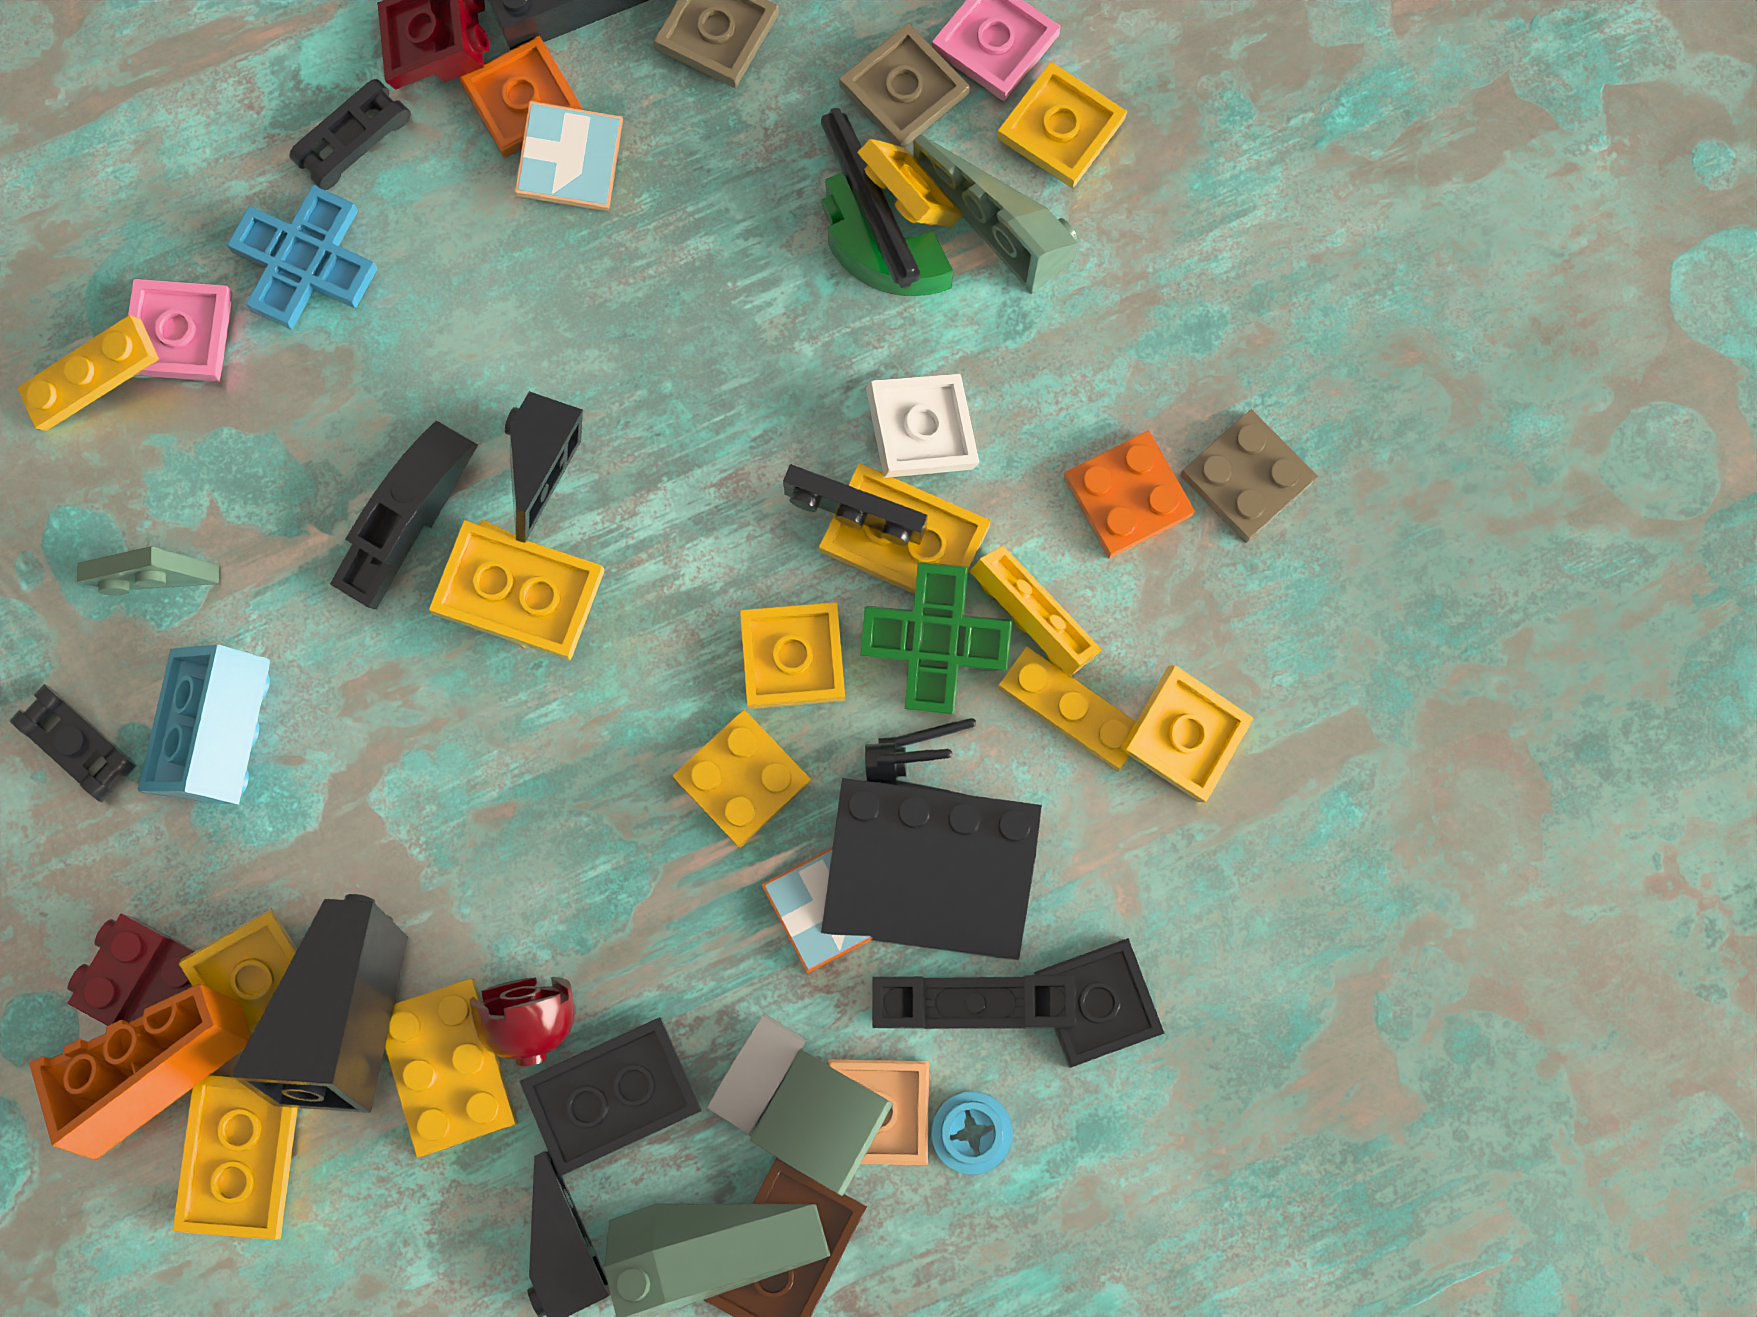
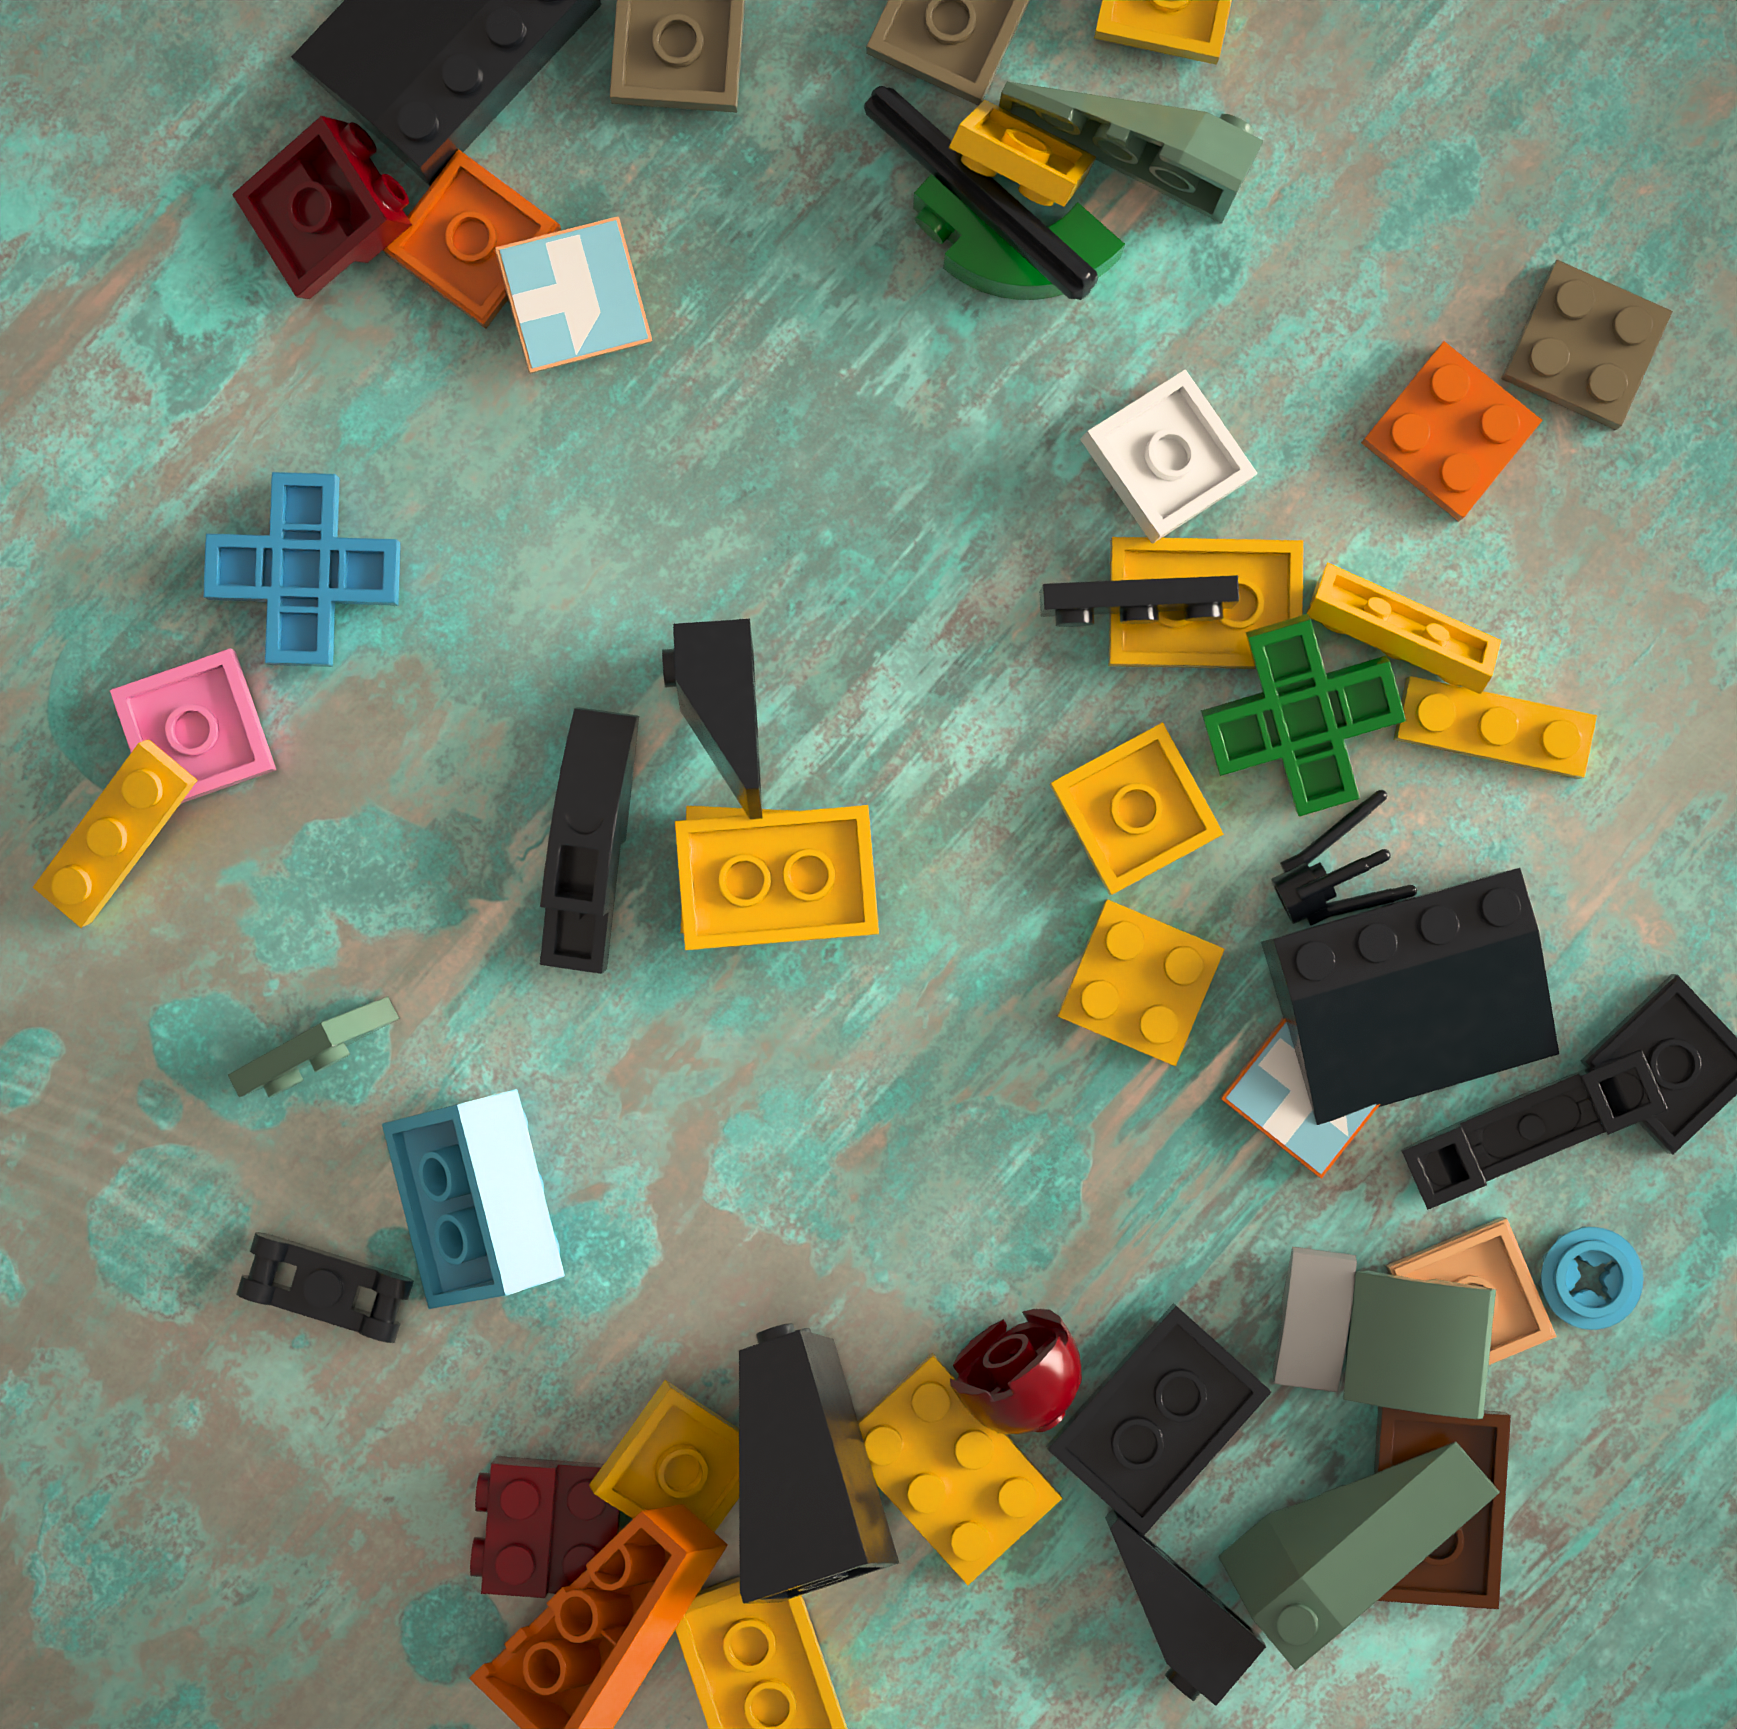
camera: 25 degrees left, 10 degrees up
(349, 133) = (281, 383): black plate -> none
(1186, 733) = (1647, 701): yellow plate -> none

